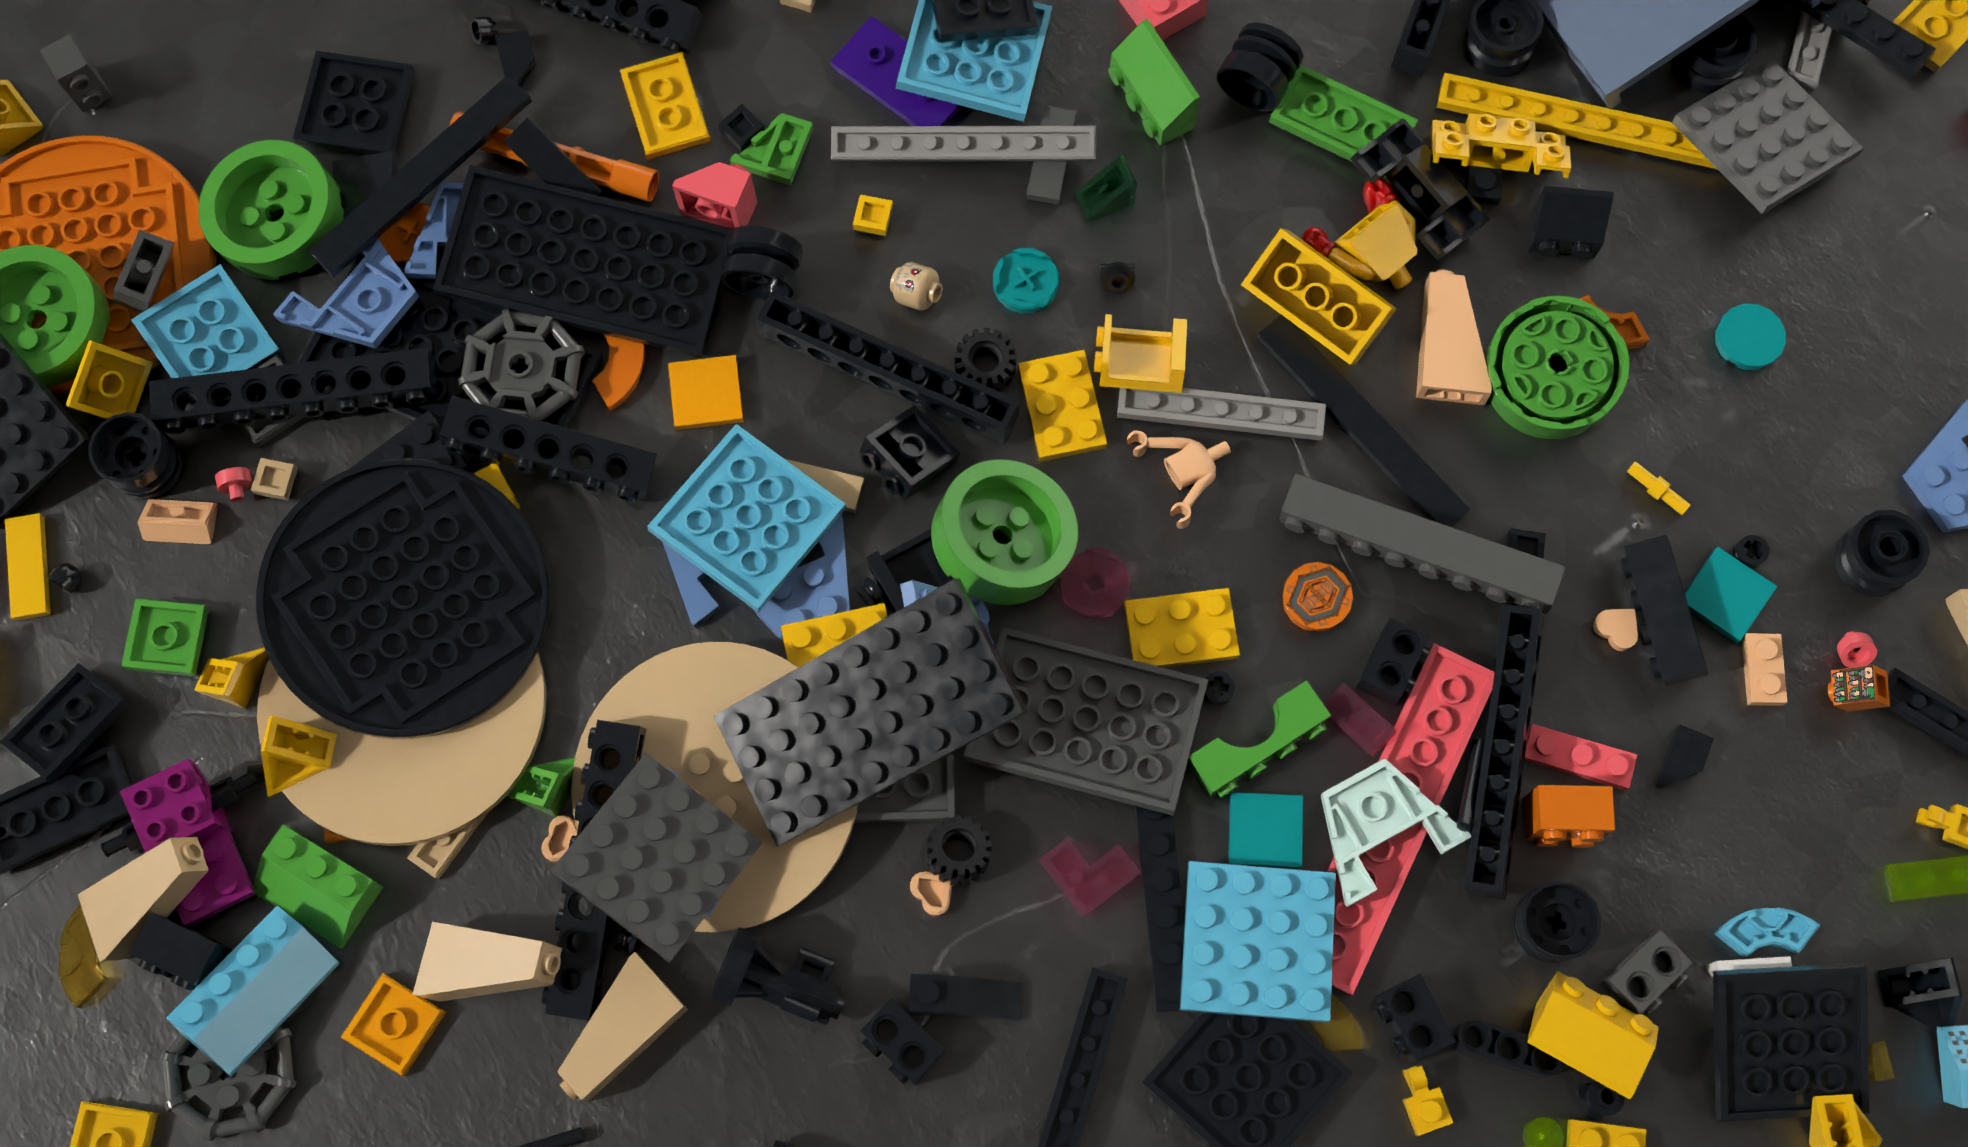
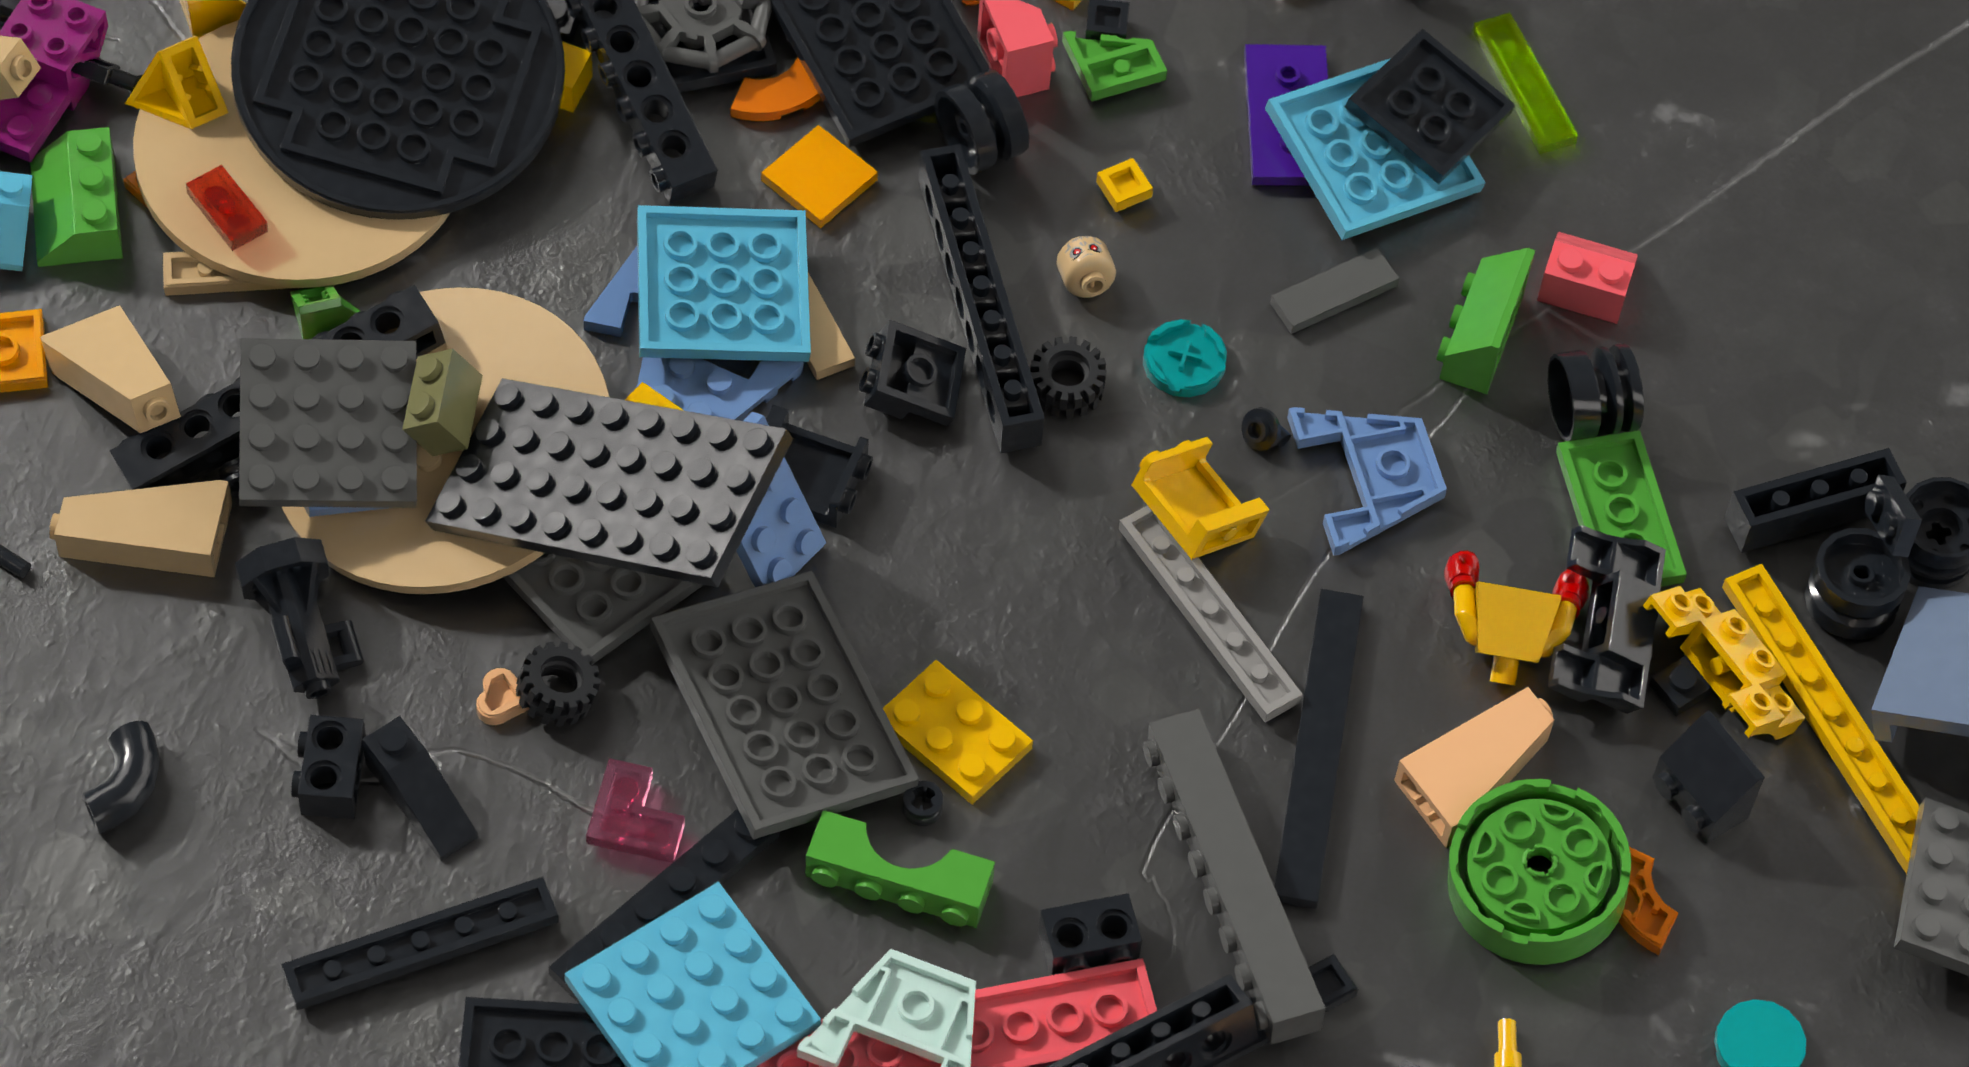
camera: 45 degrees right, 15 degrees down
(417, 793) = (226, 207): none -> clear red plate
(705, 770) = (442, 402): none -> olive brick
(962, 143) = (1271, 208): light grey tile -> none
(1026, 509) = (913, 459): bright green brick -> none
(1062, 405) = (1083, 475): yellow plate -> none
(1108, 190) = (1342, 359): clear green slope -> none
(1113, 575) = (923, 644): clear pink plate -> none
(1185, 467) = (1123, 622): light nougat piece -> none
(1203, 224) = (1389, 466): none -> medium blue wing
(1265, 830) = (817, 942): teal tile -> none
(1317, 597) = (1097, 828): tile -> none
(1318, 296) = (1403, 605): yellow brick -> none
(1359, 720) = (1001, 944): clear pink plate -> none

